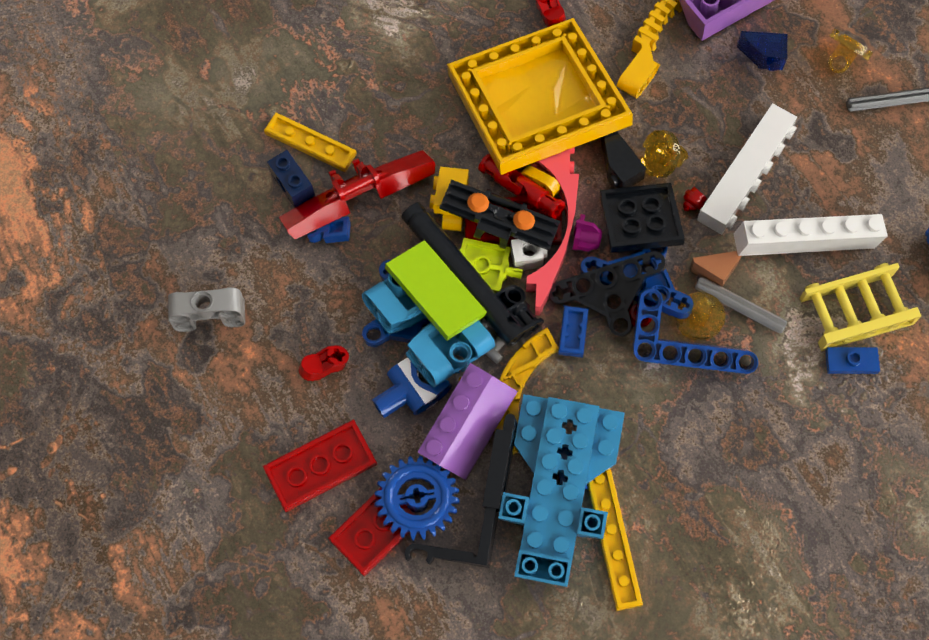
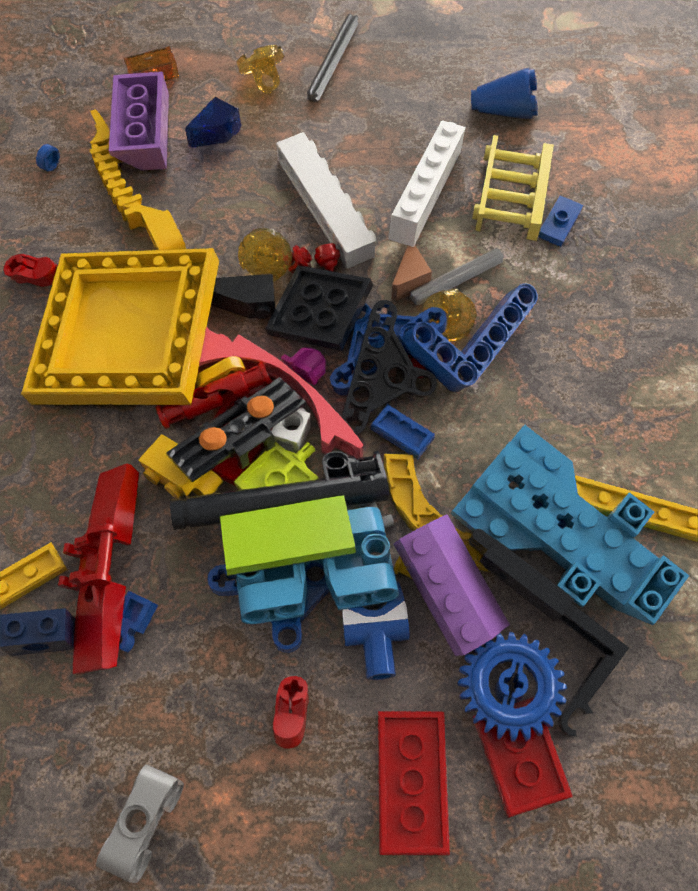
camera: 65 degrees left, 5 degrees down
(680, 181) = (301, 257): none -> red plate

